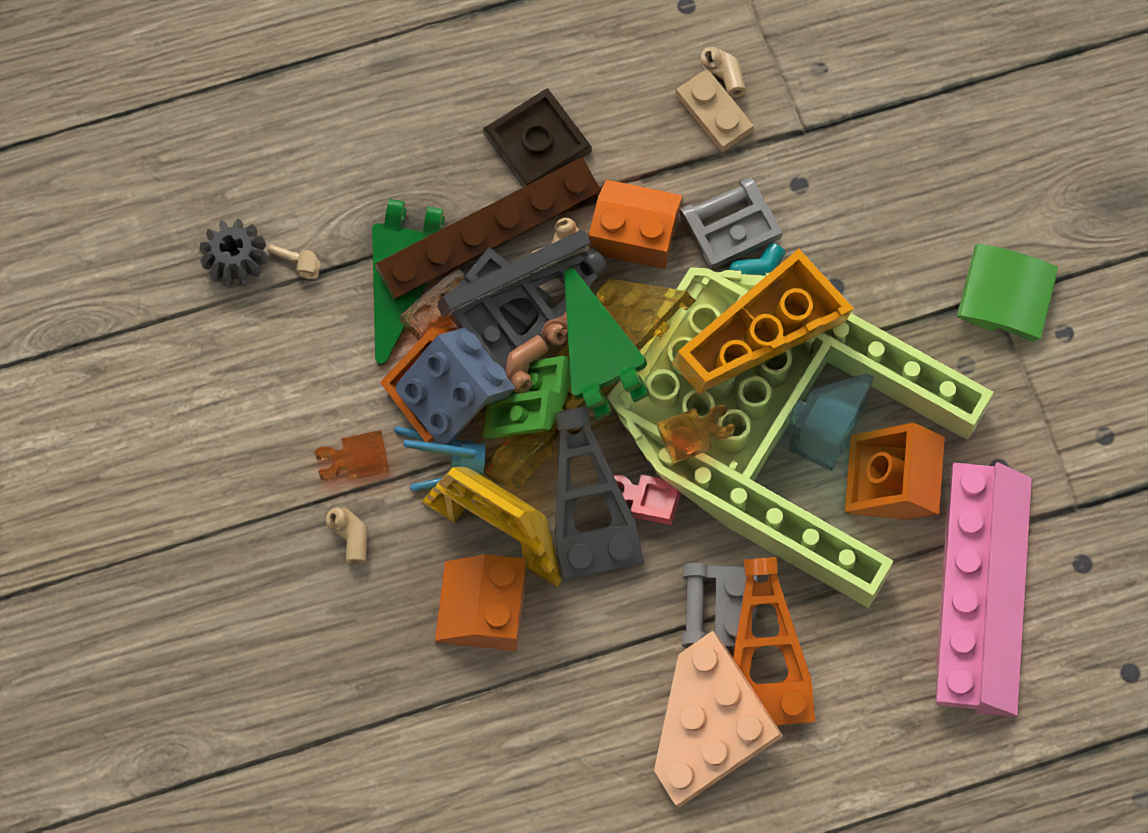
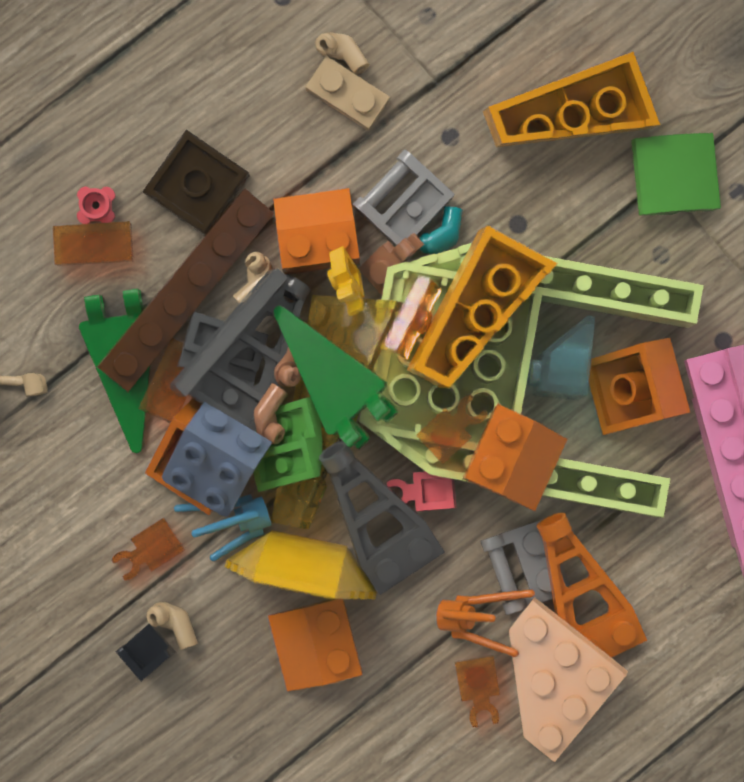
camera: 25 degrees left, 15 degrees up
(313, 550) = (145, 652): none -> black panel
(417, 158) = (93, 243): none -> clear orange plate
(433, 115) = (88, 197): none -> coral plate
(628, 700) = (477, 683): none -> clear orange plate
(637, 626) = (459, 616): none -> orange plant
(646, 262) = (346, 280): none -> yellow plate
(696, 314) = (413, 317): none -> clear orange plate
(712, 259) = (387, 255): none -> nougat plate
(745, 479) = (515, 457): none -> orange slope
(934, 193) = (584, 104): none -> light orange wedge

